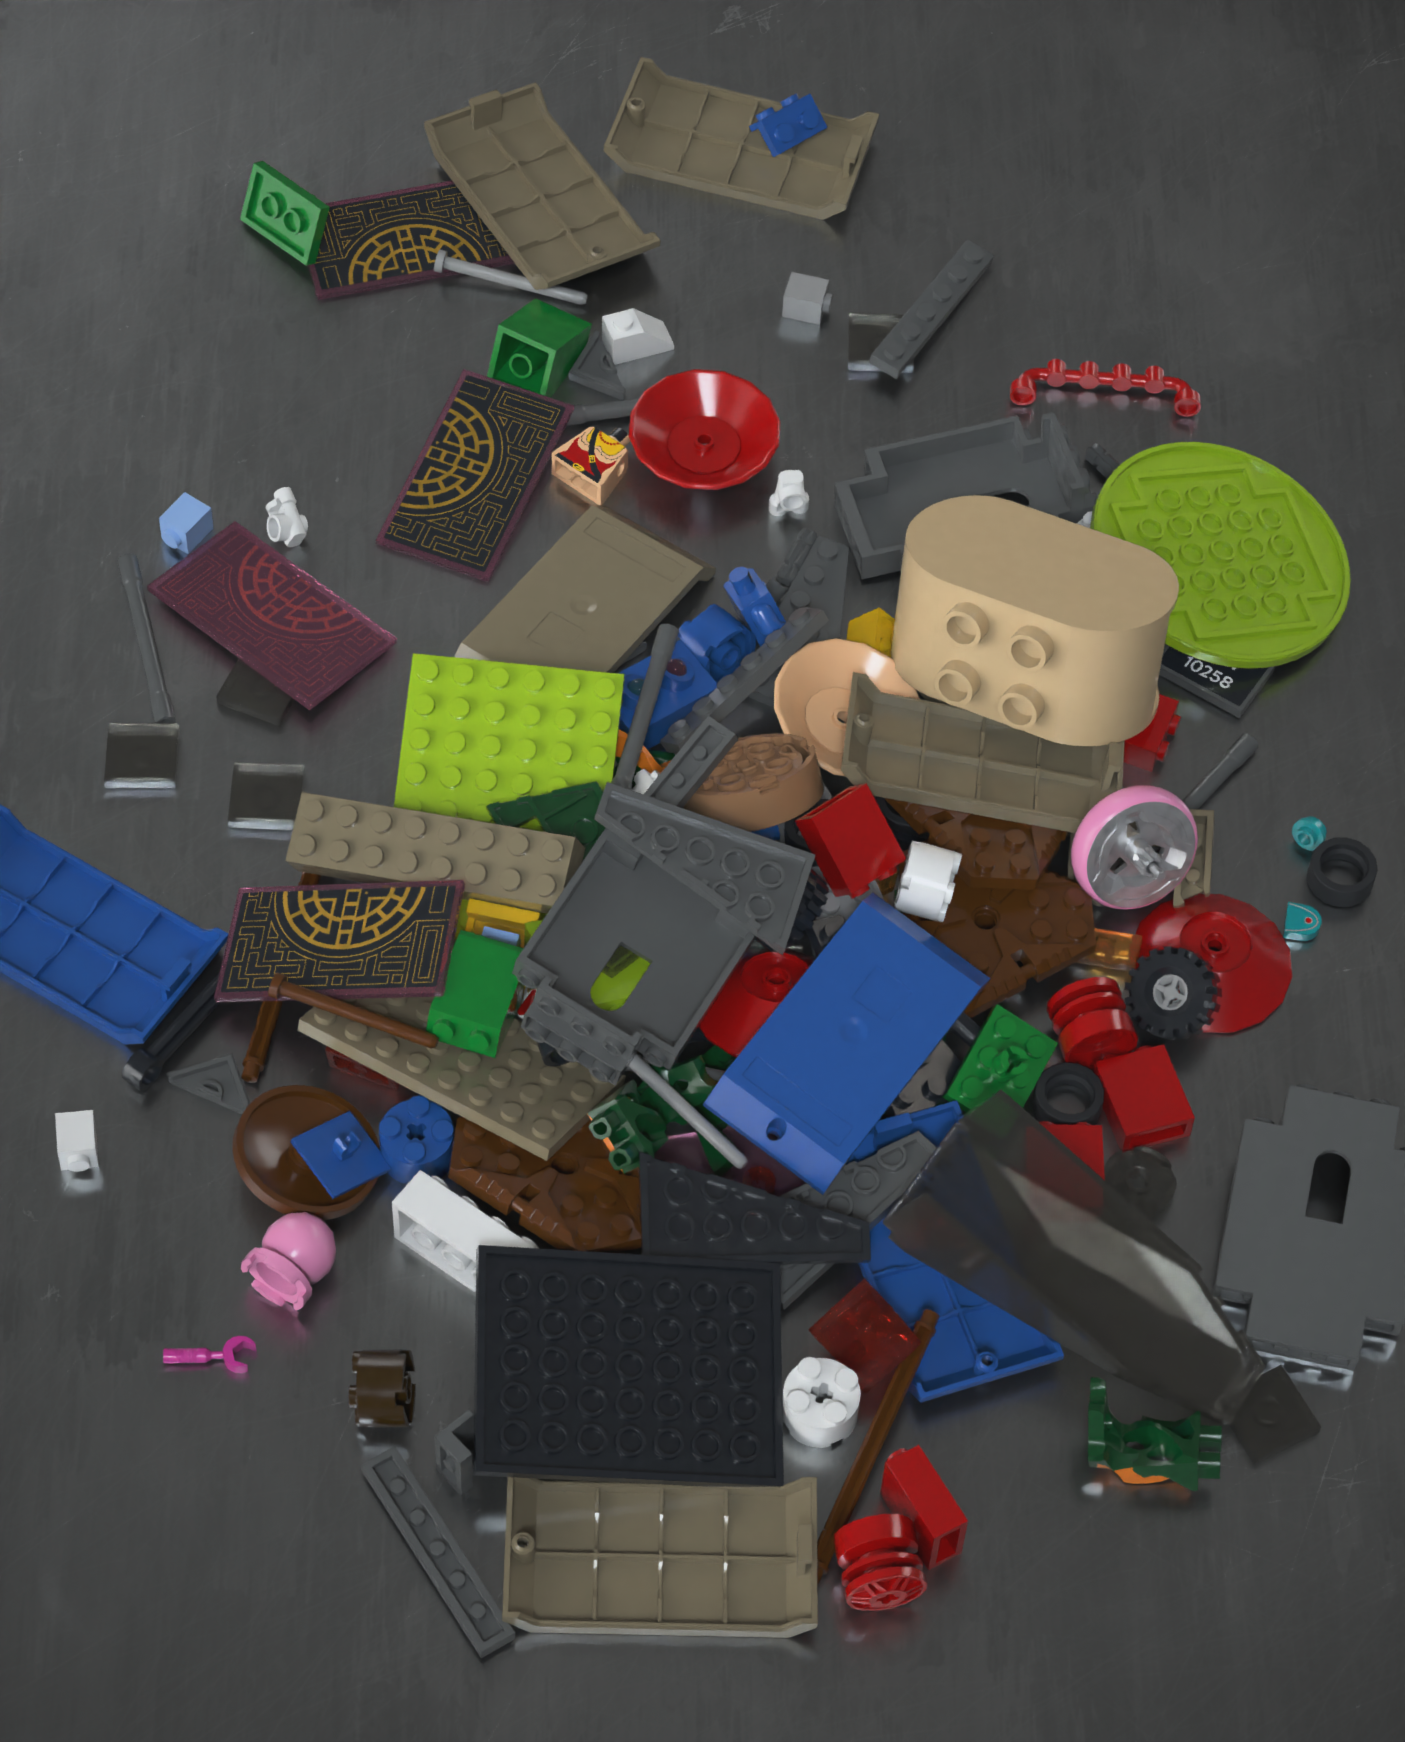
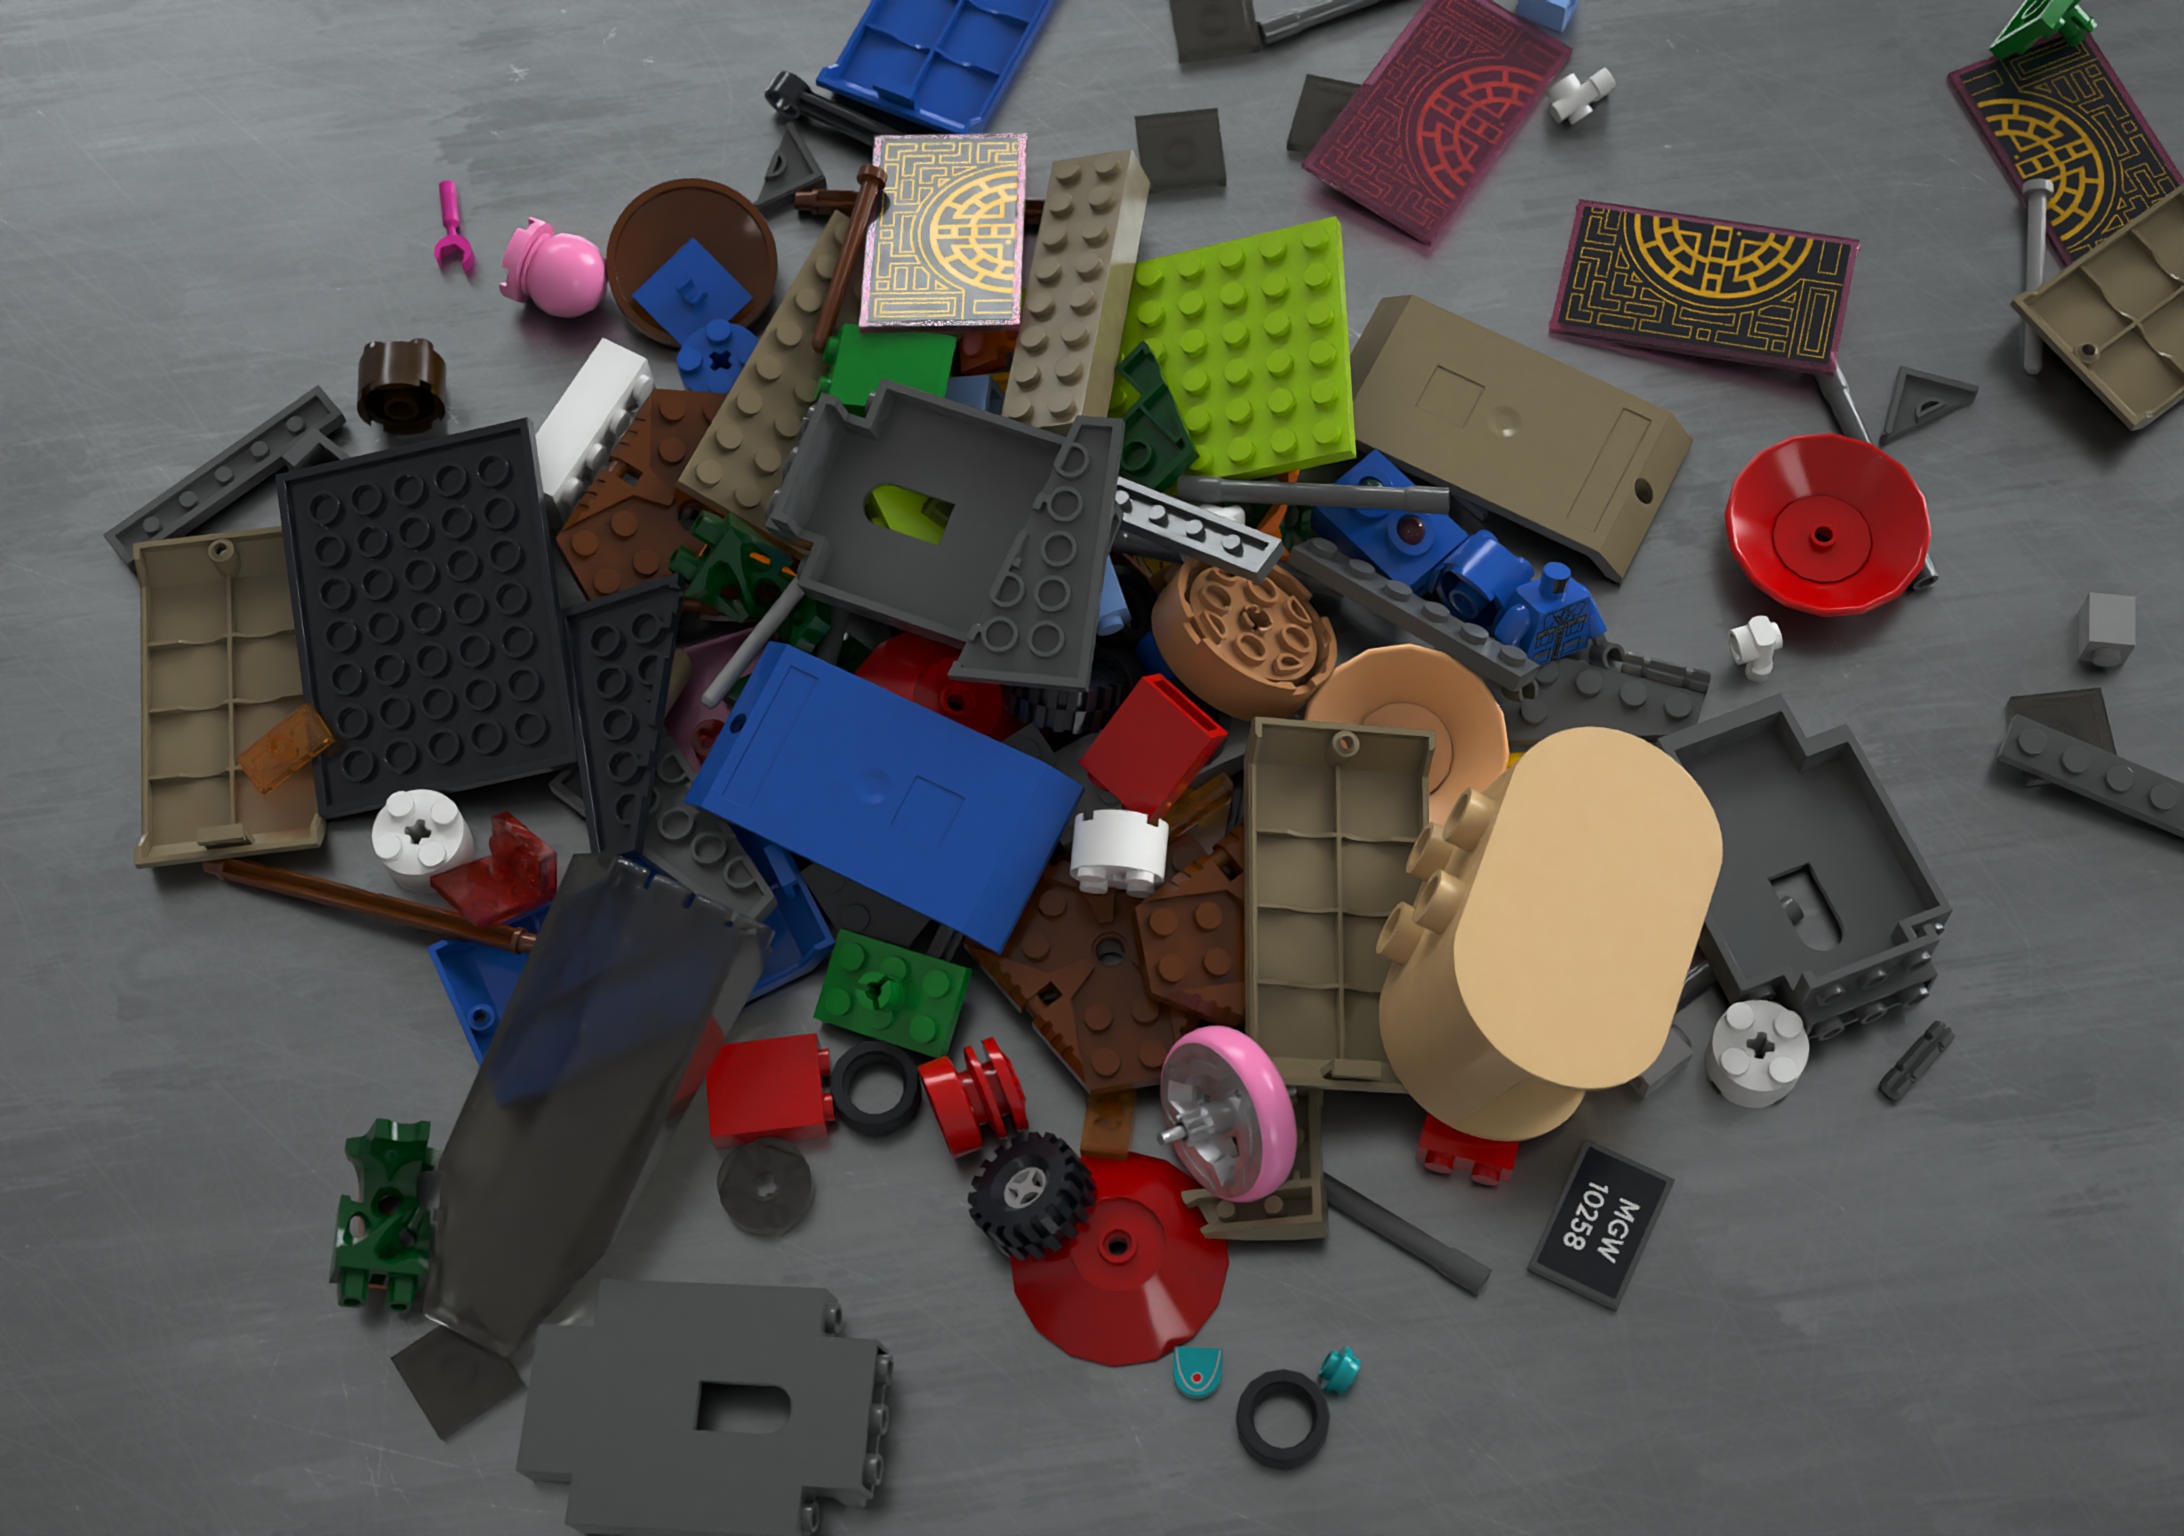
camera: 90 degrees right, 10 degrees up
(76, 1140) = (690, 51): white brick -> none
(537, 347) = (1921, 319): green slope -> none
(592, 462) = (1753, 411): torso -> none
(634, 335) = (1980, 431): white slope -> none
(723, 1500) = (285, 748): none -> clear orange plate
(879, 1562) = (198, 925): red wheel -> none
(917, 1491) = (284, 961): red brick -> none
(1144, 1098) = (888, 1177): red brick -> none
(1186, 400) = (2077, 1016): red bar -> none
(1248, 547) = (1782, 1210): lime plate -> none

